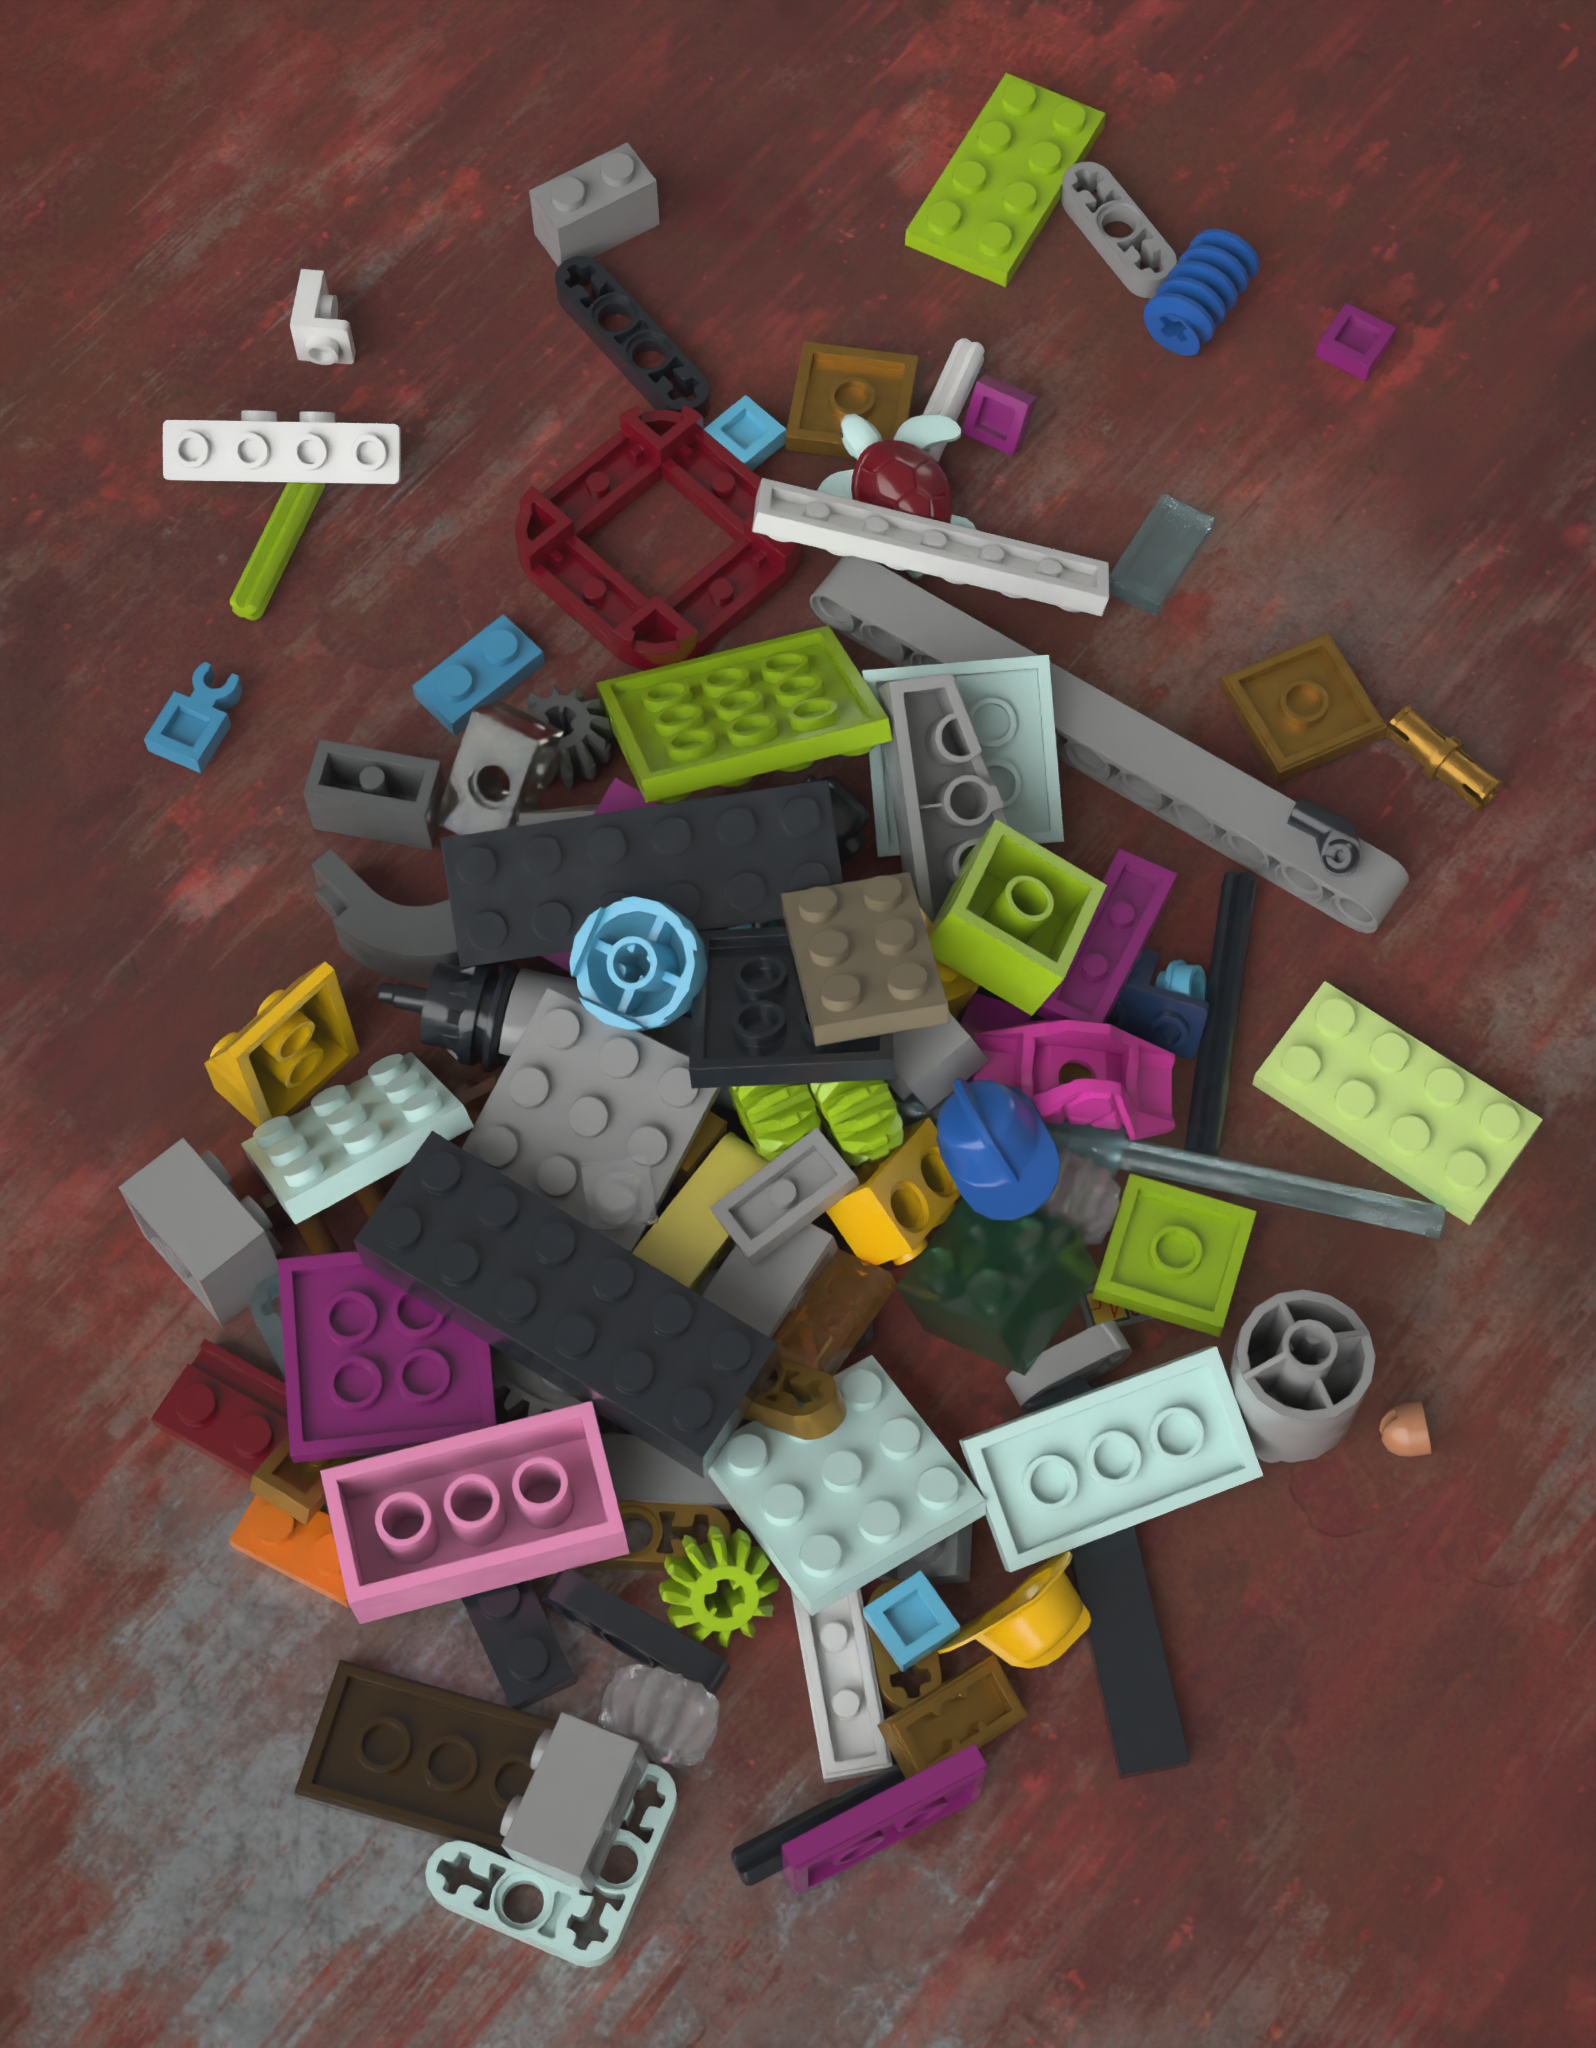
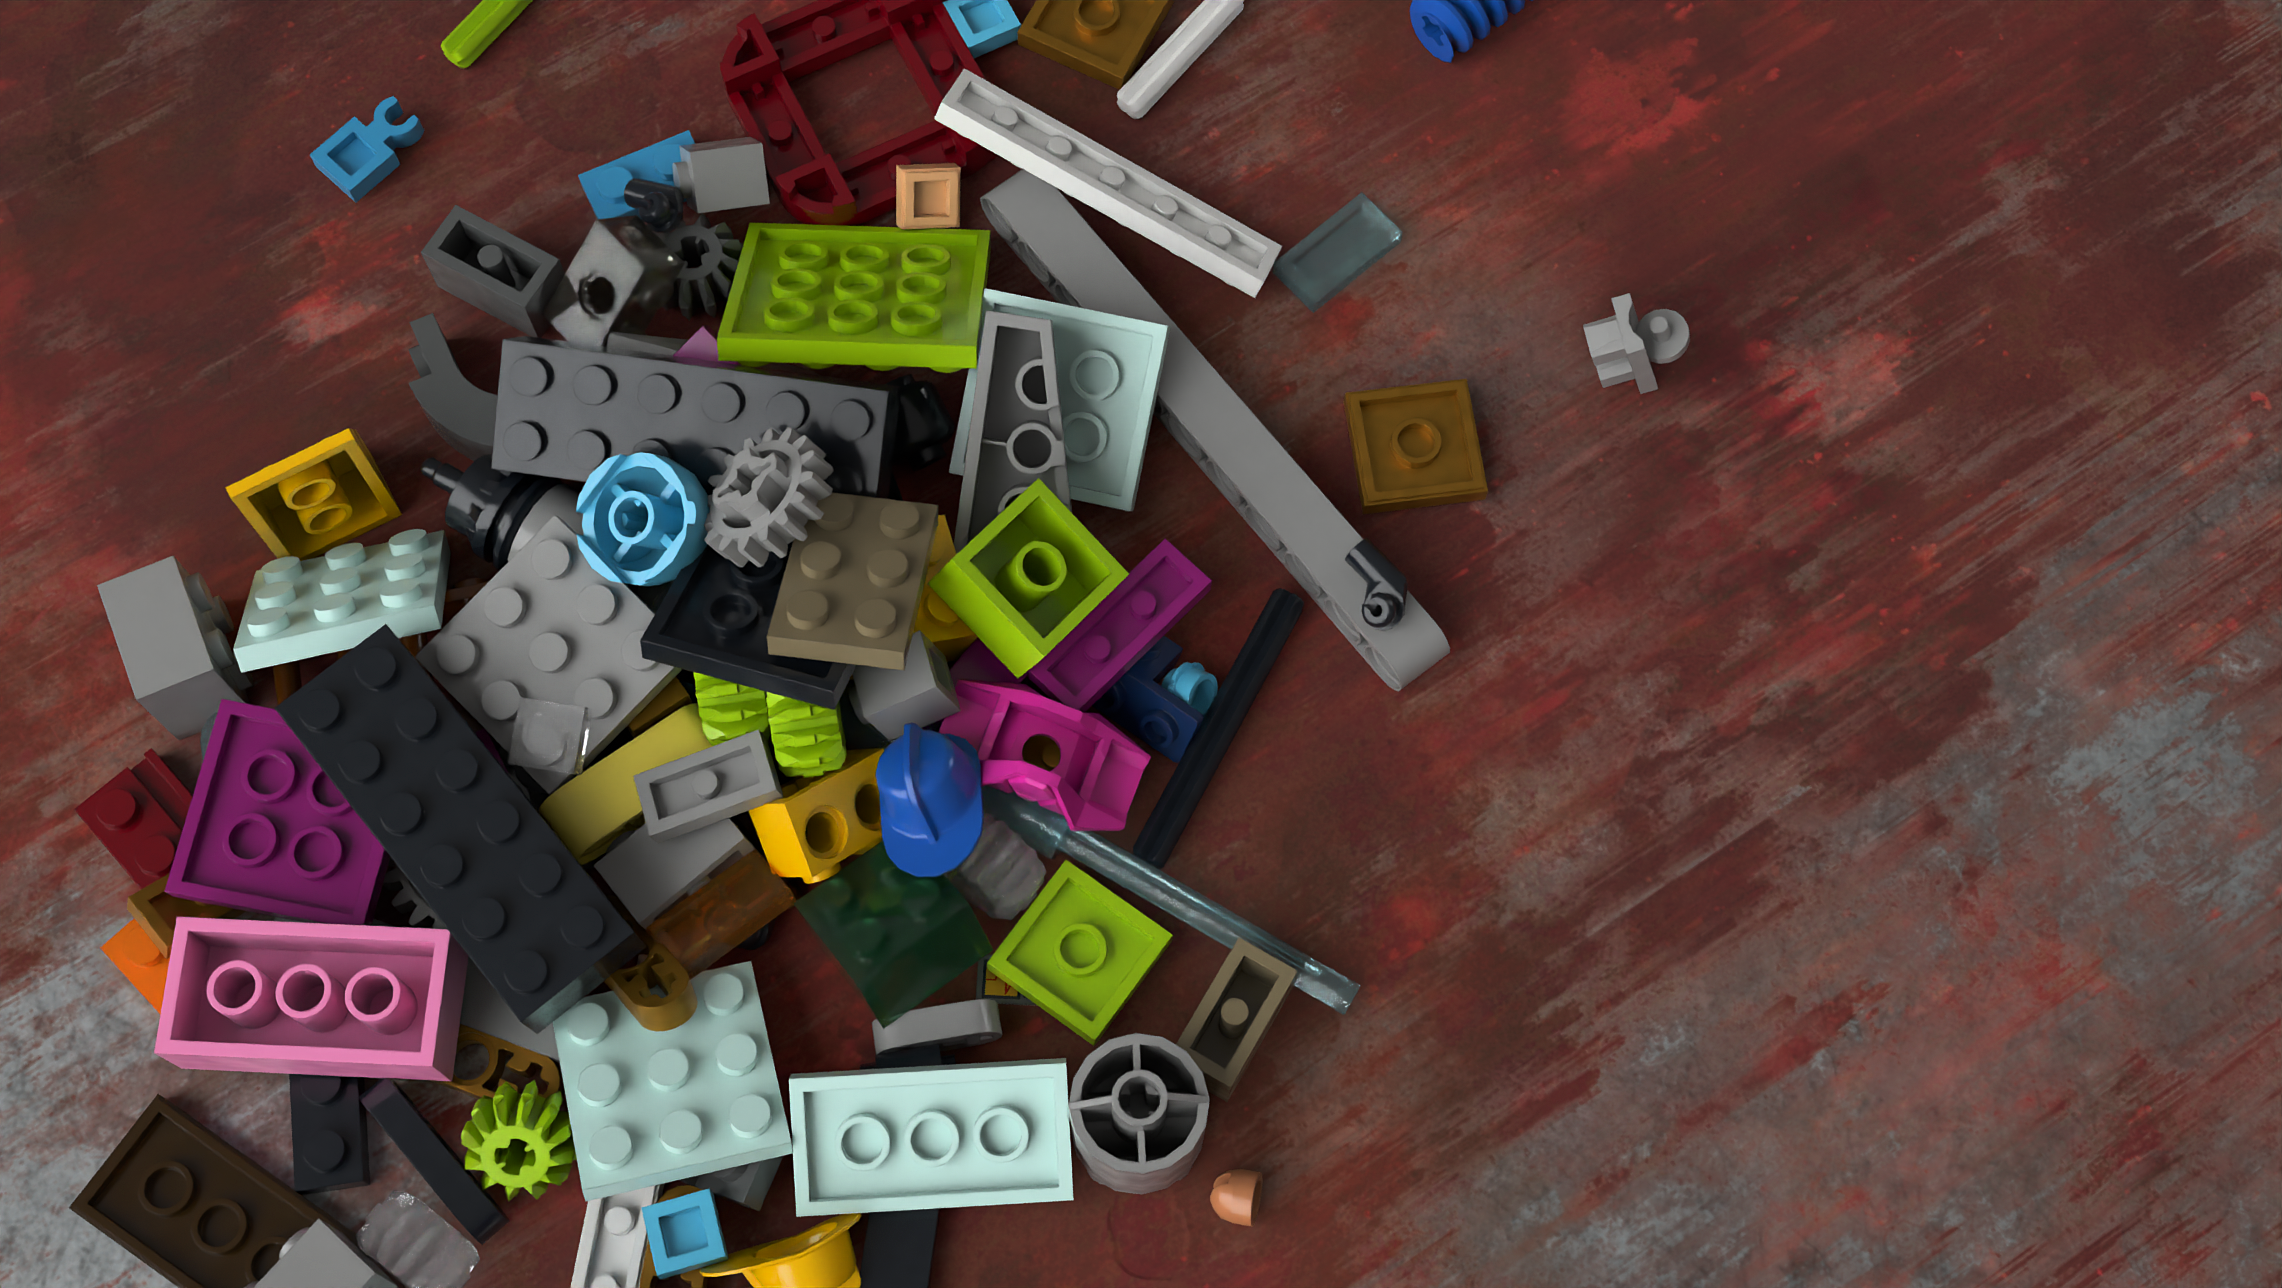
camera: 15 degrees right, 5 degrees up
(511, 683) = (657, 203): none -> black arm
(559, 643) = (722, 174): none -> light grey brick
(754, 906) = (766, 497): none -> light grey gear
(760, 609) = (928, 196): none -> light nougat tile
(898, 470) = (1108, 99): dark red animal -> none
(998, 414) = (1231, 68): magenta tile -> none
(1350, 1250) = (1236, 1015): none -> dark tan brick
(1355, 341) = (1609, 94): magenta plate -> none
(1397, 1102) = (1357, 867): yellowish green plate -> none
(1443, 758) = (1533, 538): pearl gold pin -> none
(1467, 560) = (1626, 346): none -> light grey hips

